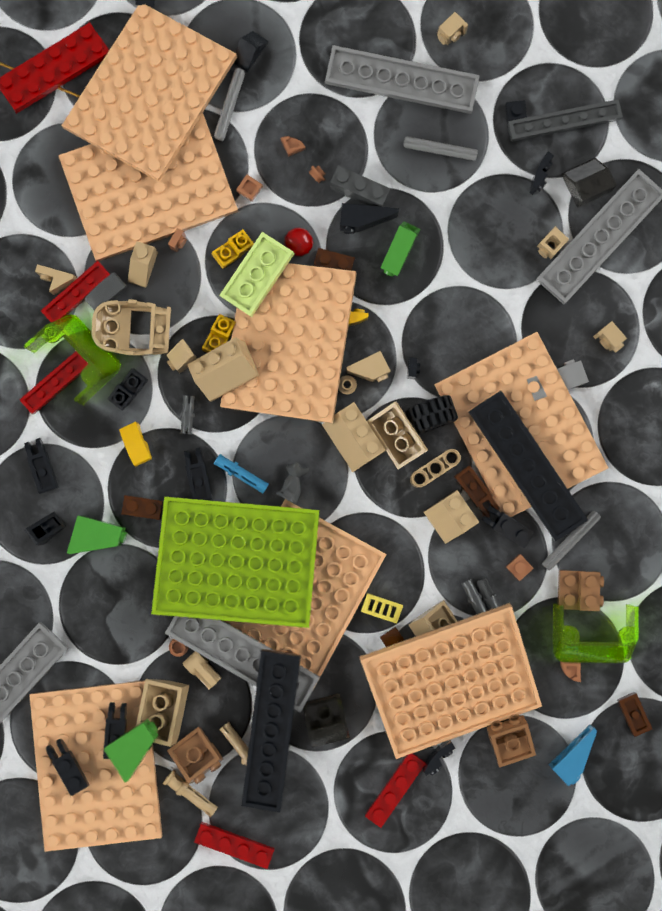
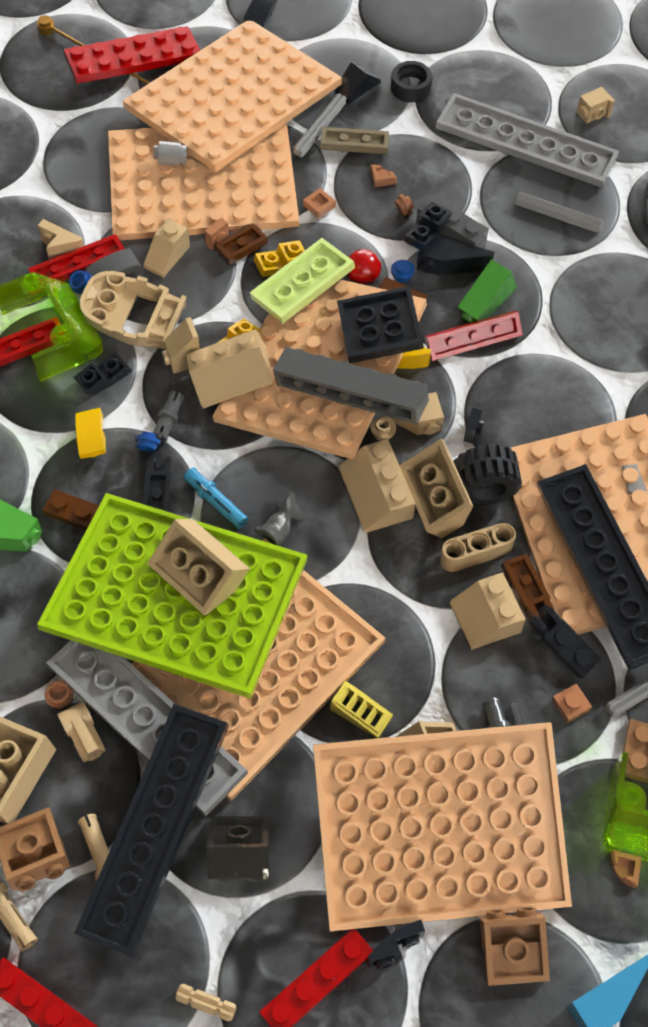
camera: 15 degrees right, 25 degrees down
(84, 311) = (79, 280): none -> blue plate
(118, 173) = (170, 153): none -> light grey brick
(179, 440) = (147, 441): none -> blue plate
(198, 243) = (241, 244): none -> reddish brown plate
(247, 543) = (197, 565): none -> tan slope
(262, 115) = (354, 140): none -> dark tan plate
(291, 25) = (411, 93): none -> black tyre
(317, 368) = (351, 385): none -> dark grey brick
(326, 308) = (380, 324): none -> black plate
(329, 237) = (402, 270): none -> blue plate
(331, 818) = (205, 1002): none -> tan axle
(343, 199) = (430, 225): none -> black slope
(397, 287) = (474, 335): none -> plate

